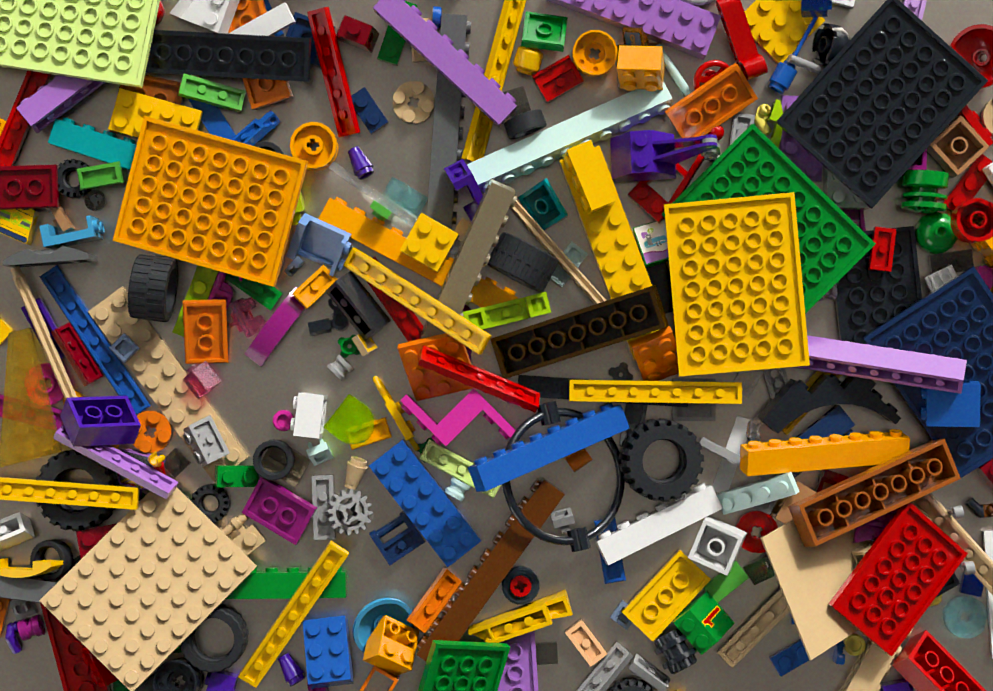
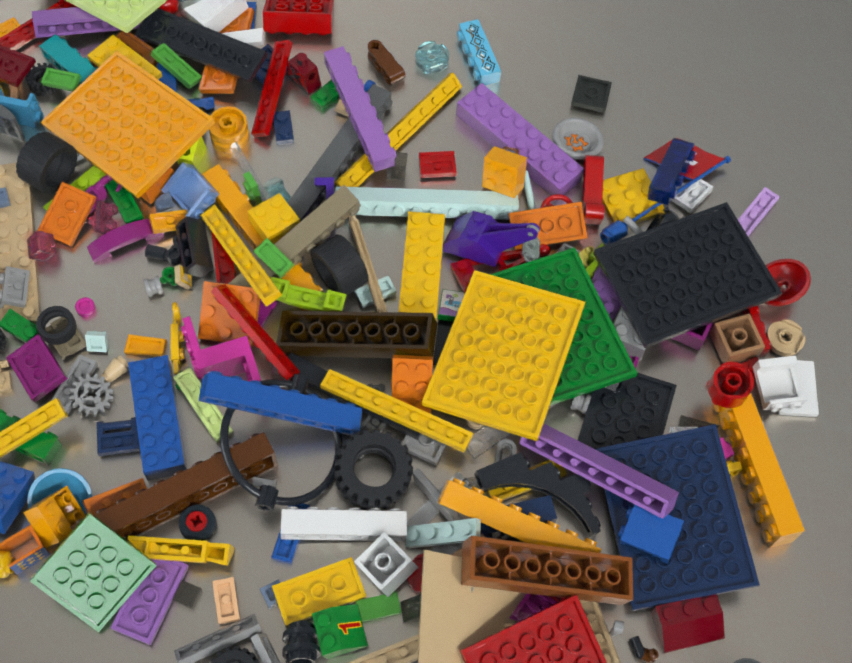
camera: 25 degrees right, 25 degrees down
(95, 200) = (48, 100): clear smoke tile -> none
(309, 415) = (106, 305): white brick -> none
(351, 422) = (136, 329): clear neon green tile -> none
(360, 163) = (256, 156): dark purple cone -> none
(416, 90) = (315, 128): tan plate -> none
(456, 292) = (273, 258): none -> bright green tile
(457, 489) = (190, 419): light aqua wheel -> none
(525, 124) = (395, 171): black tyre -> none
(528, 60) = (421, 141): yellow head -> none
(543, 205) = (380, 241): teal slope -> none
(544, 31) = (443, 127): green tile -> none
(578, 459) = (304, 442): orange piece -> none
(589, 177) = (423, 222): yellow brick -> none
(598, 41) = (469, 147): light orange wheel -> none
(882, 252) = (641, 388): red plate -> none
(924, 190) = (696, 359): green wheel -> none
(935, 233) = (693, 400): green cylinder -> none

